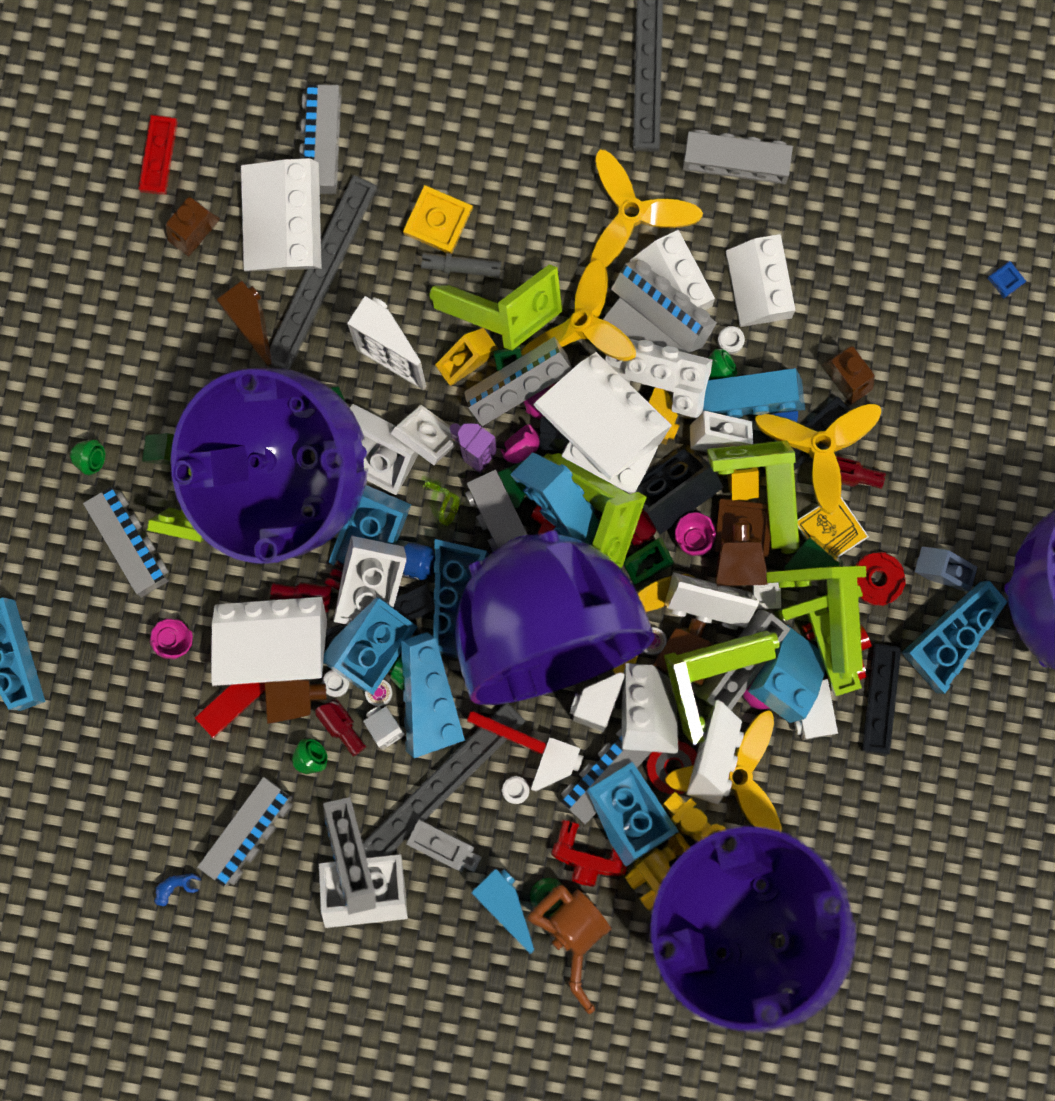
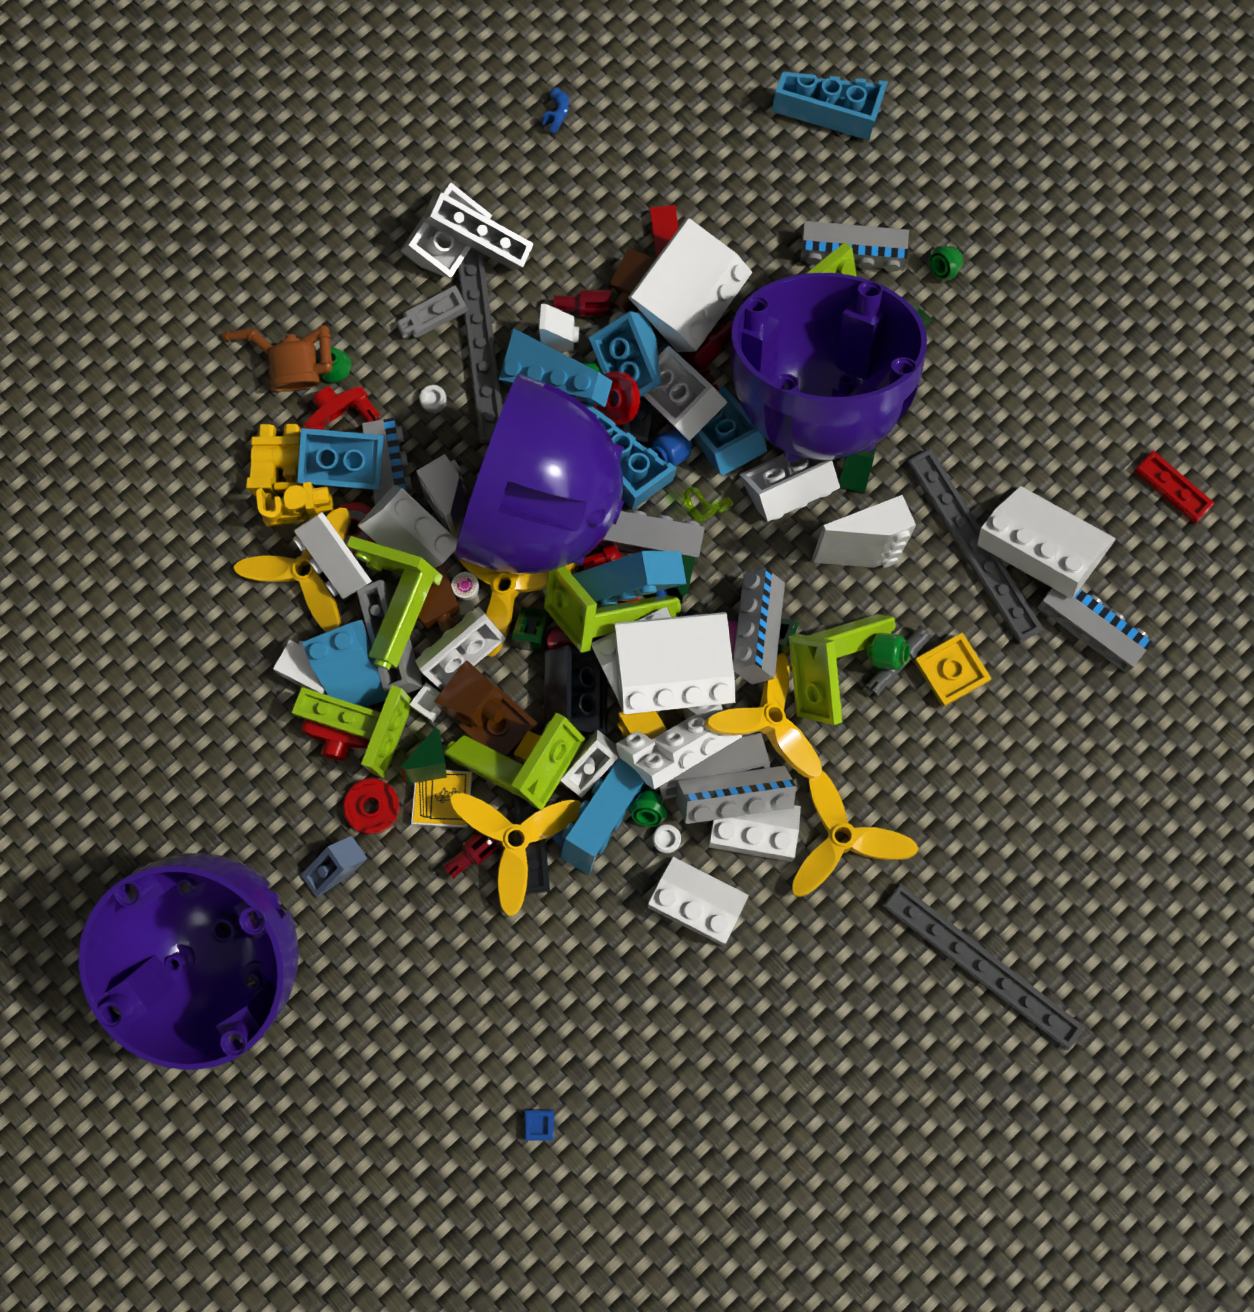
camera: 125 degrees right, 5 degrees down
(171, 639) = (750, 225): dark pink hair -> none
(190, 224) = (1089, 464): reddish brown torso -> none
(245, 832) = (558, 182): light grey brick -> none
(247, 314) = (976, 457): reddish brown slope -> none
(309, 757) = (578, 265): green cone -> none
(381, 696) = (585, 352): tile -> none
(402, 621) = (628, 398): none -> red tile
(425, 434) = (769, 526): white tile -> none
(463, 271) = (888, 651): none -> green head
(466, 355) = (814, 607): yellow slope -> none
(475, 444) = (729, 548): medium lavender piece -> none
(503, 902) = (349, 319): dark azure slope -> none
(506, 733) = (474, 418): red tile -> none
(521, 444) = (704, 596): dark pink hair -> none
(556, 764) = (427, 438): white slope -> none
(695, 534) = (523, 679): dark pink hair -> none
(717, 904) = (164, 441): dark purple piece -> none
(737, 157) = (825, 967): light grey brick -> none
(842, 610) = (385, 751): lime piece -> none
(850, 374) = (560, 912): reddish brown torso -> none
(881, 699) = (274, 733): black tile -> none
(949, 641) = (274, 826): dark azure wedge -> none

